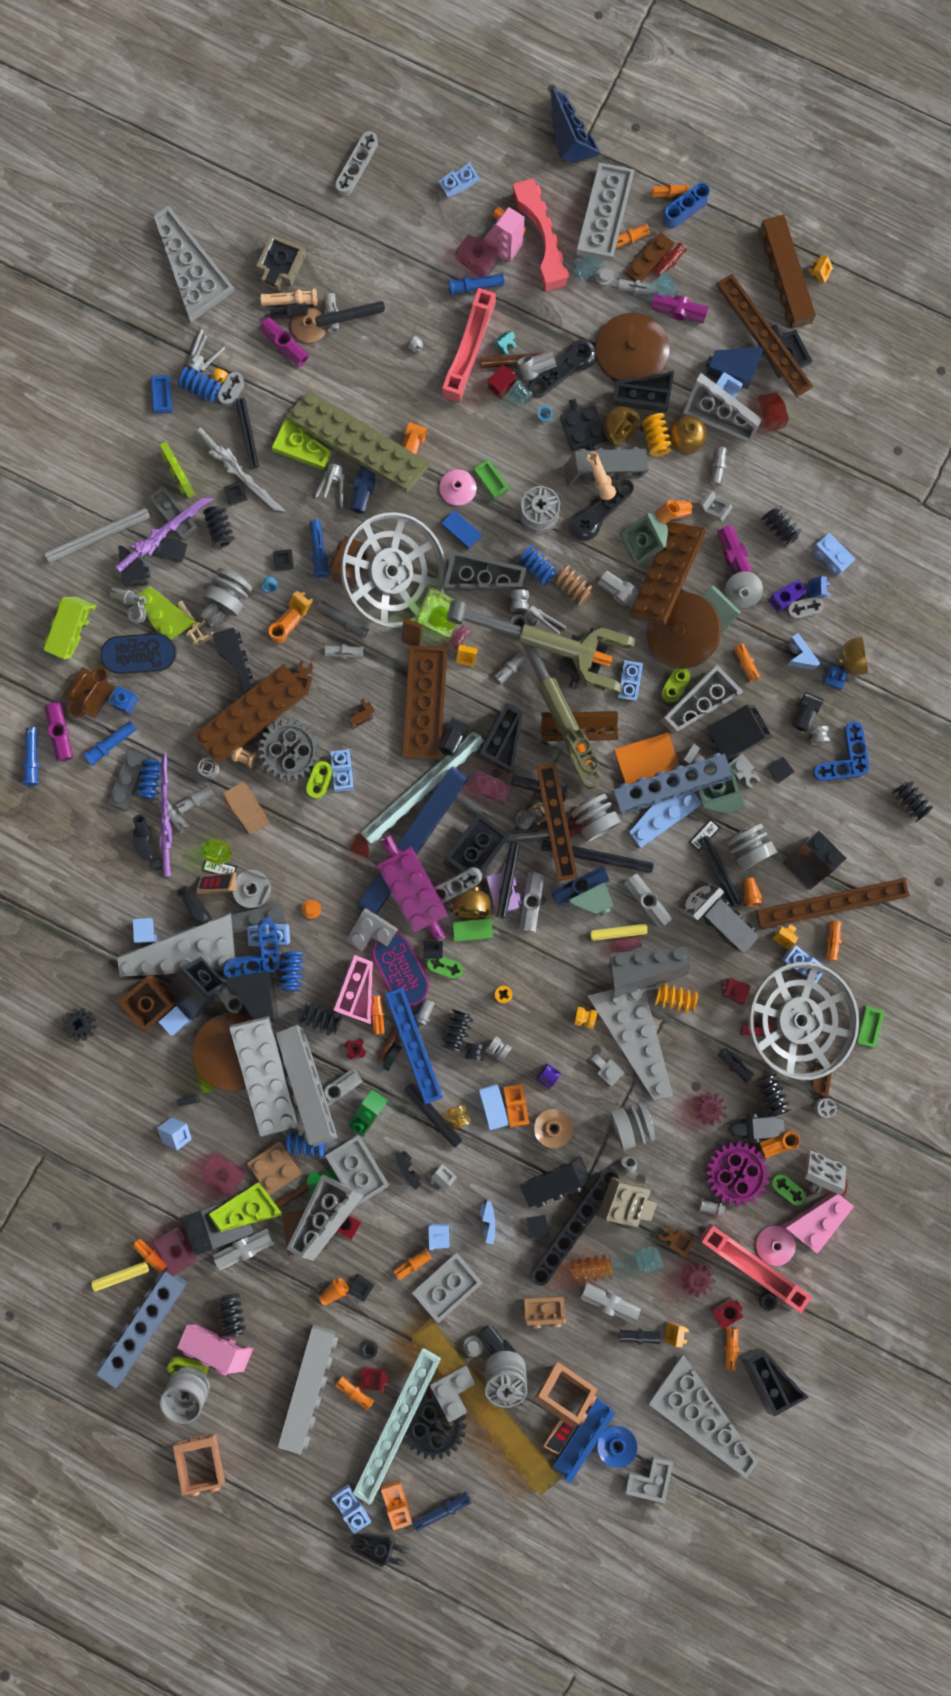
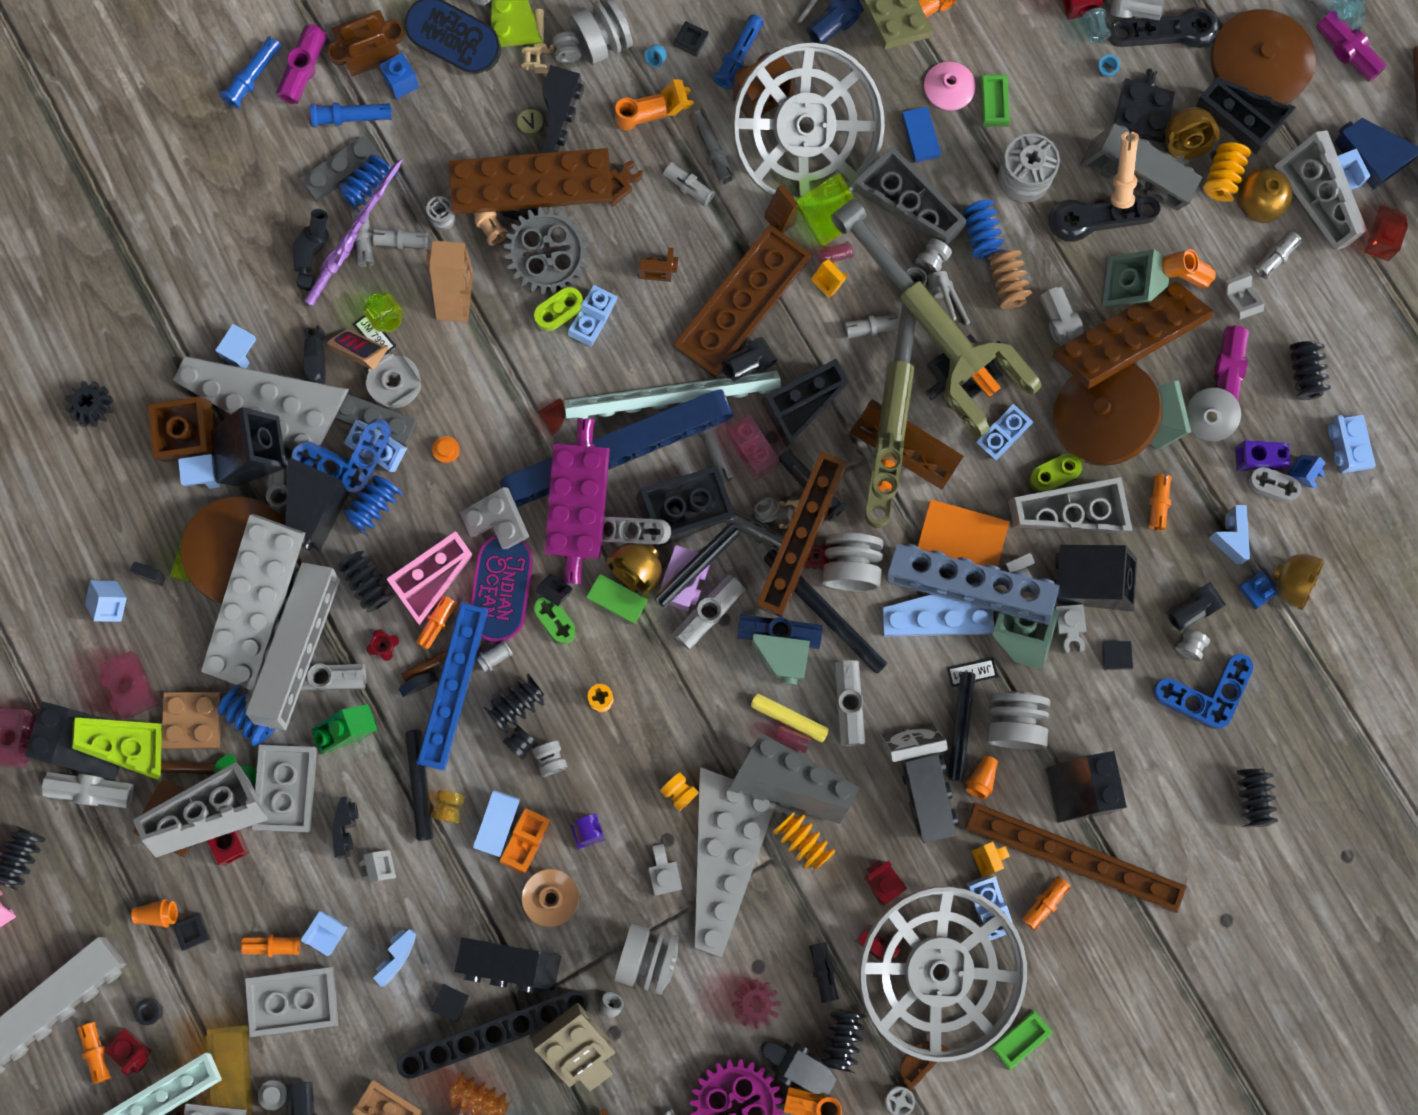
camera: 30 degrees right, 5 degrees down
(222, 676) = (530, 123): none -> olive tile

